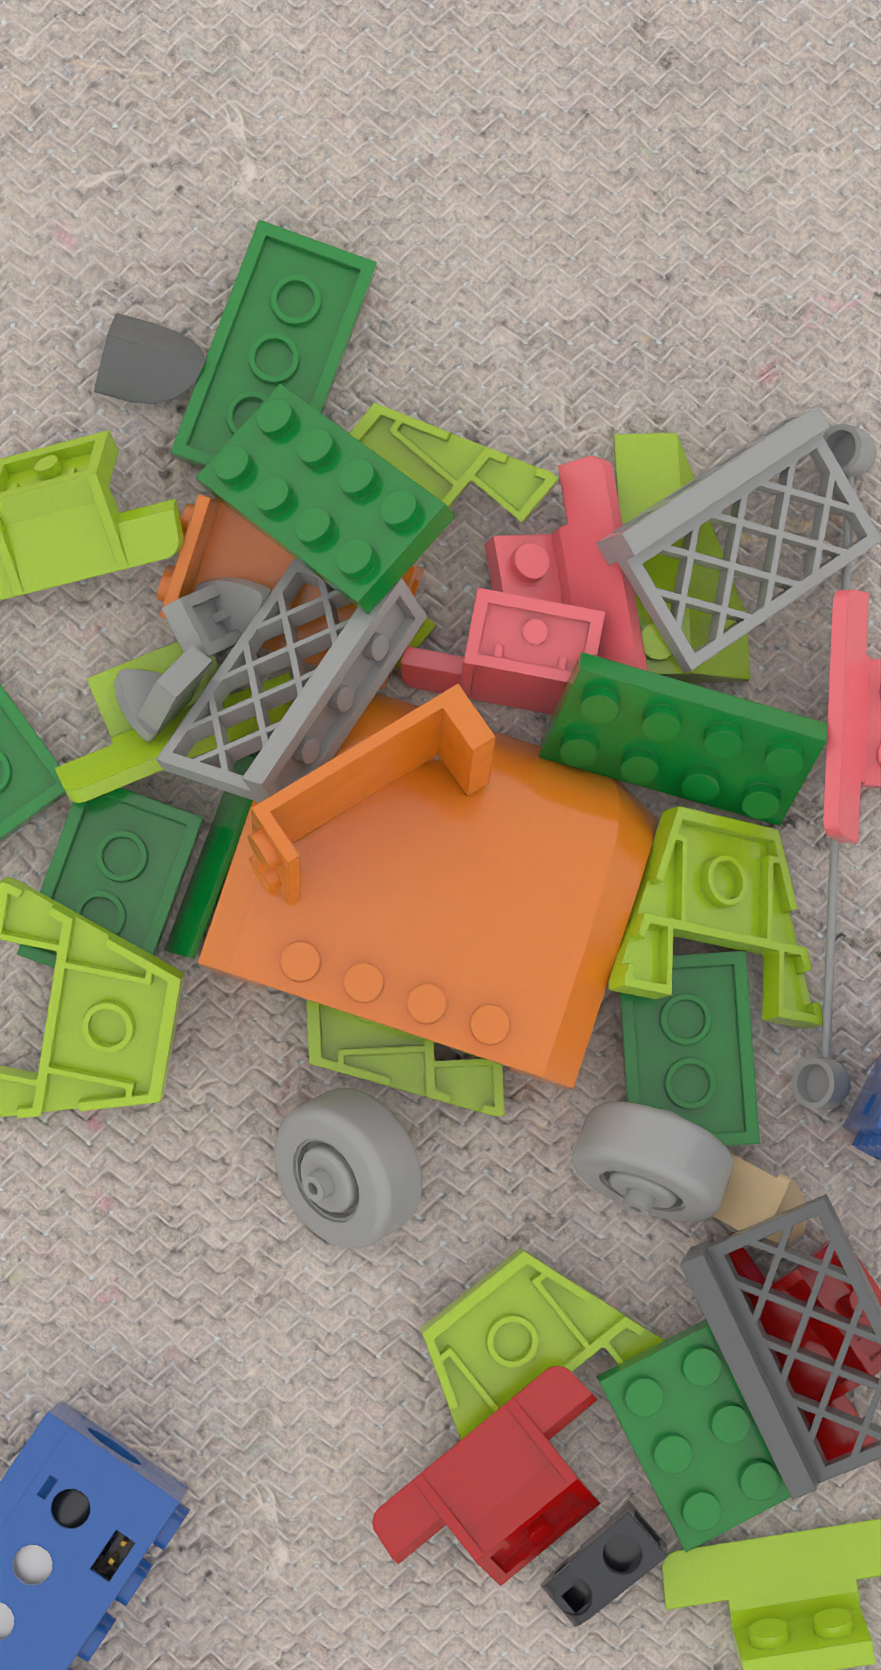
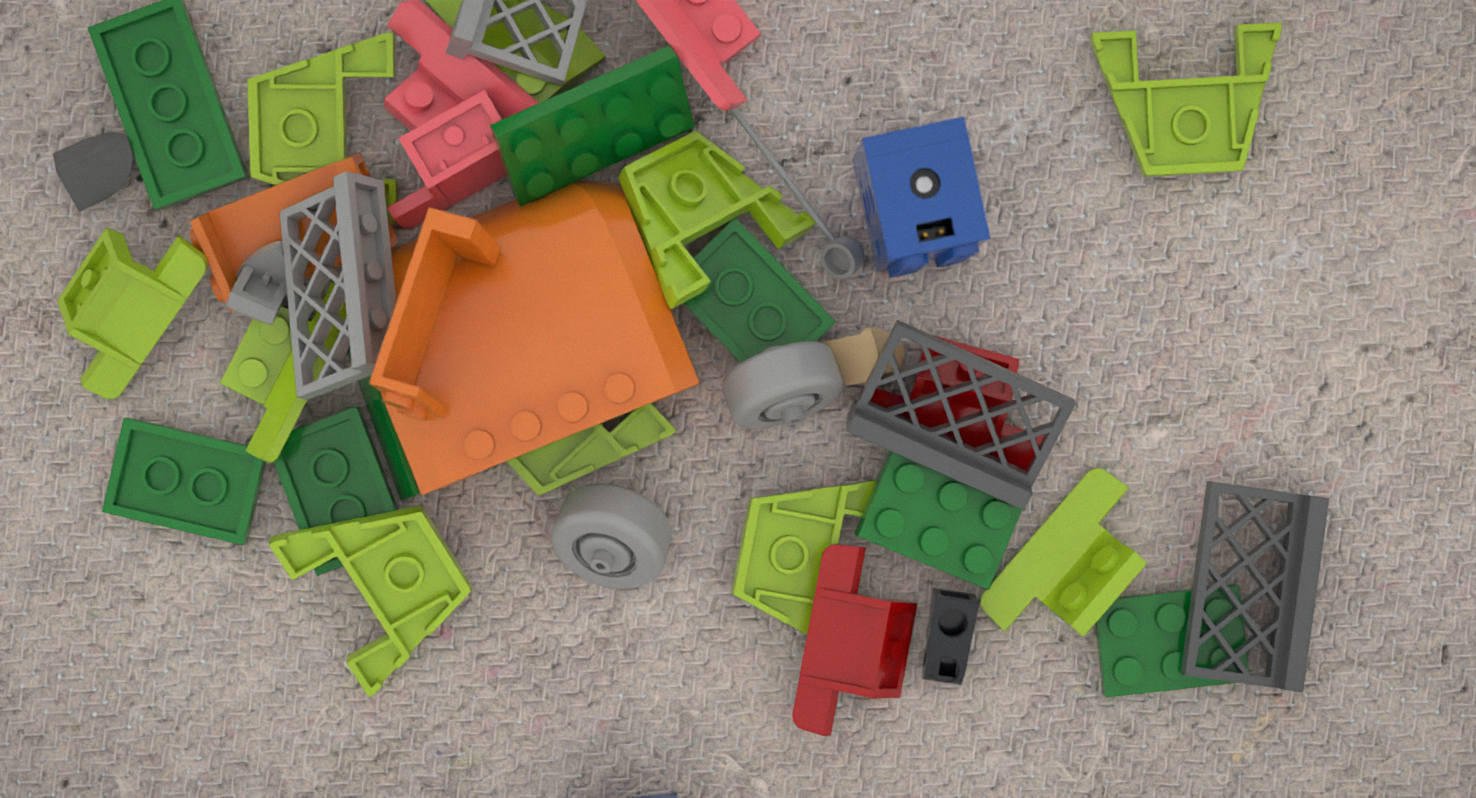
camera: 45 degrees left, 5 degrees up
(156, 699) = (269, 361): light grey tile -> none
(325, 498) = (264, 161): green plate -> none

